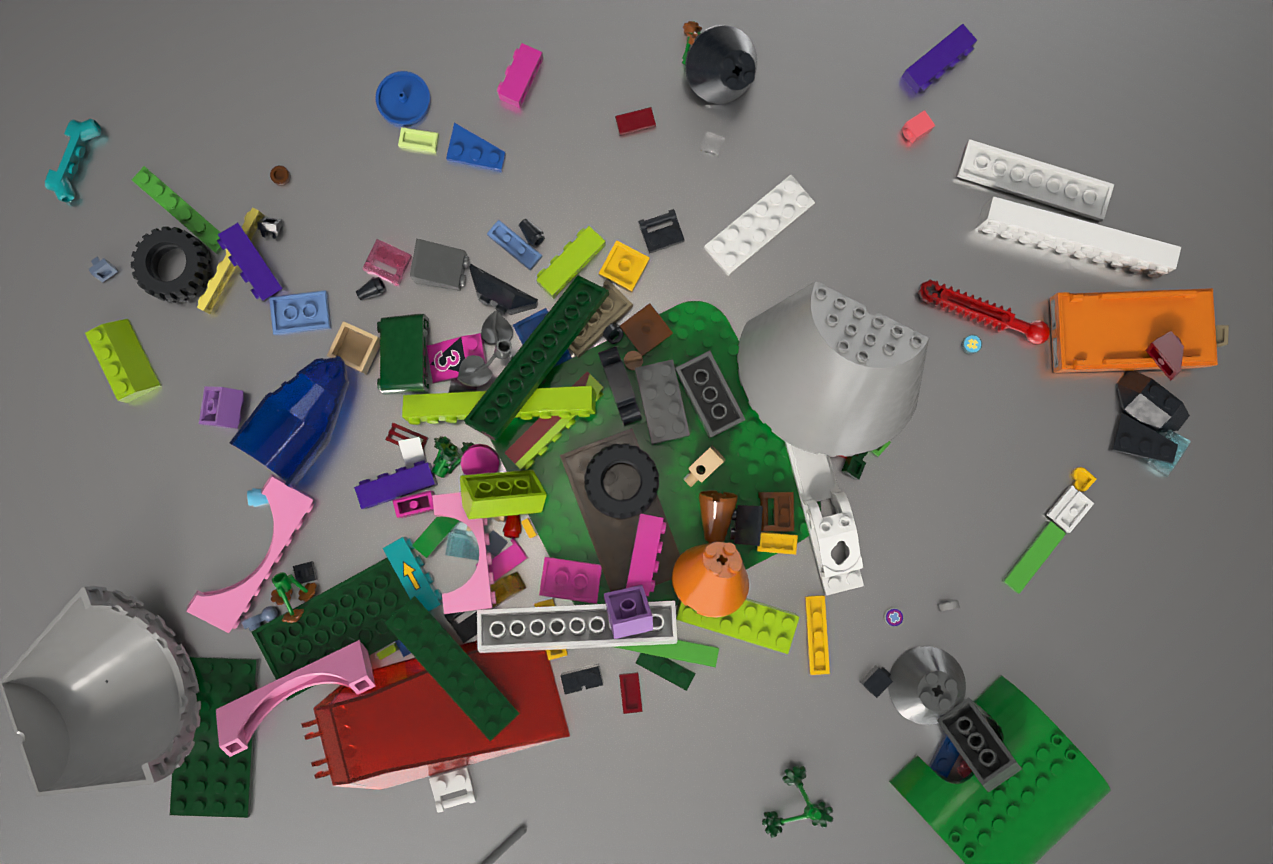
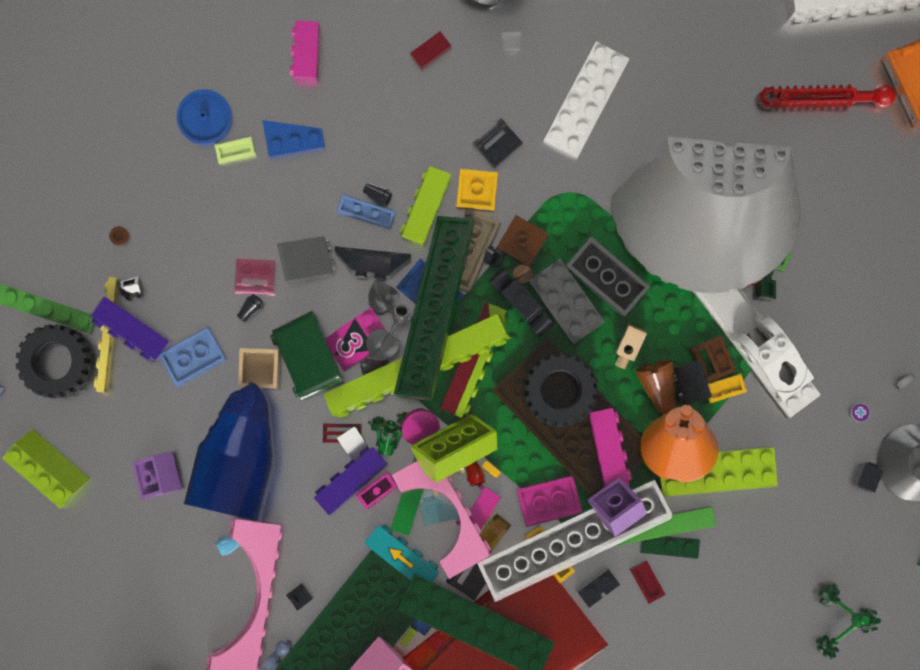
camera: 20 degrees left, 0 degrees up
(283, 591) = (286, 614): plant -> none
(497, 543) = (467, 495): sand blue tile -> none
(817, 635) = (796, 457): yellow plate -> none
(971, 344) = (827, 131): tile -> none

